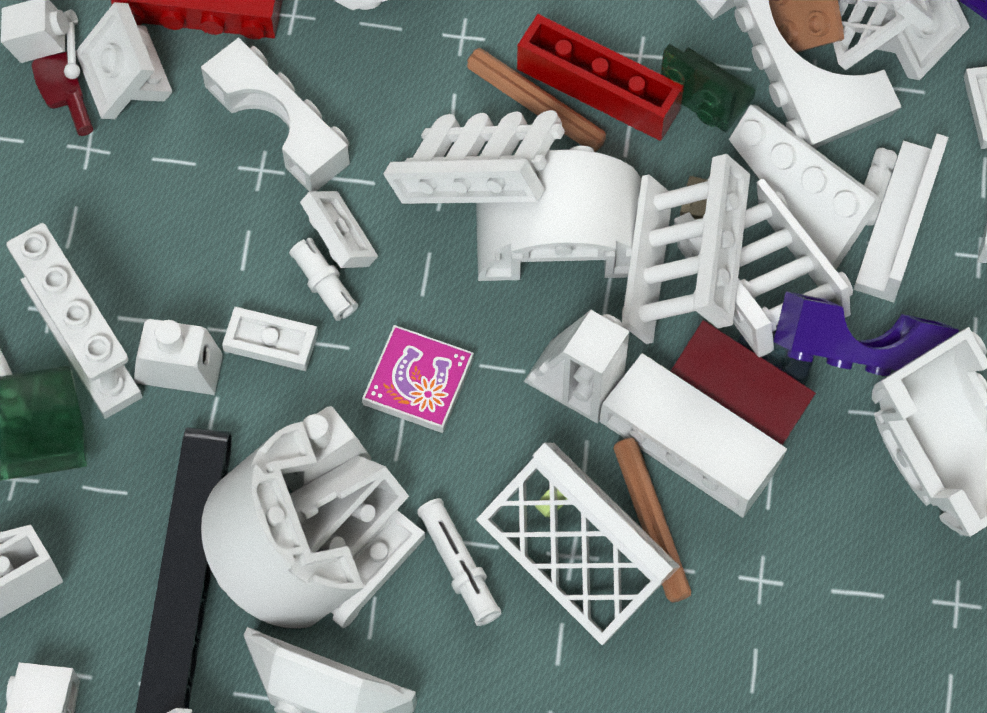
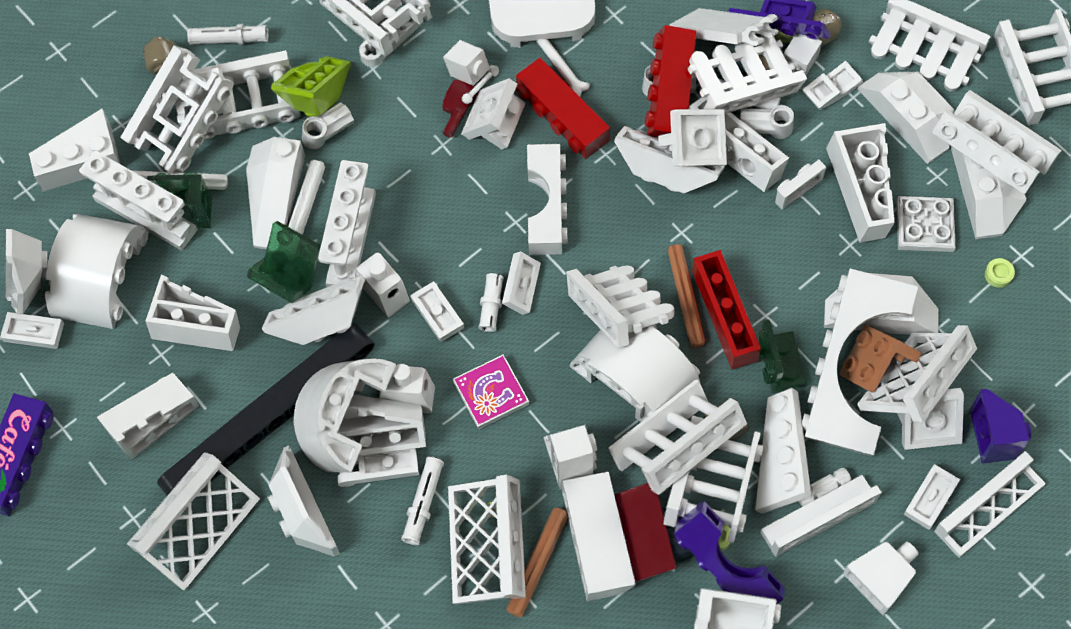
camera: 45 degrees right, 0 degrees up
(135, 445) = (317, 313): none -> white wedge

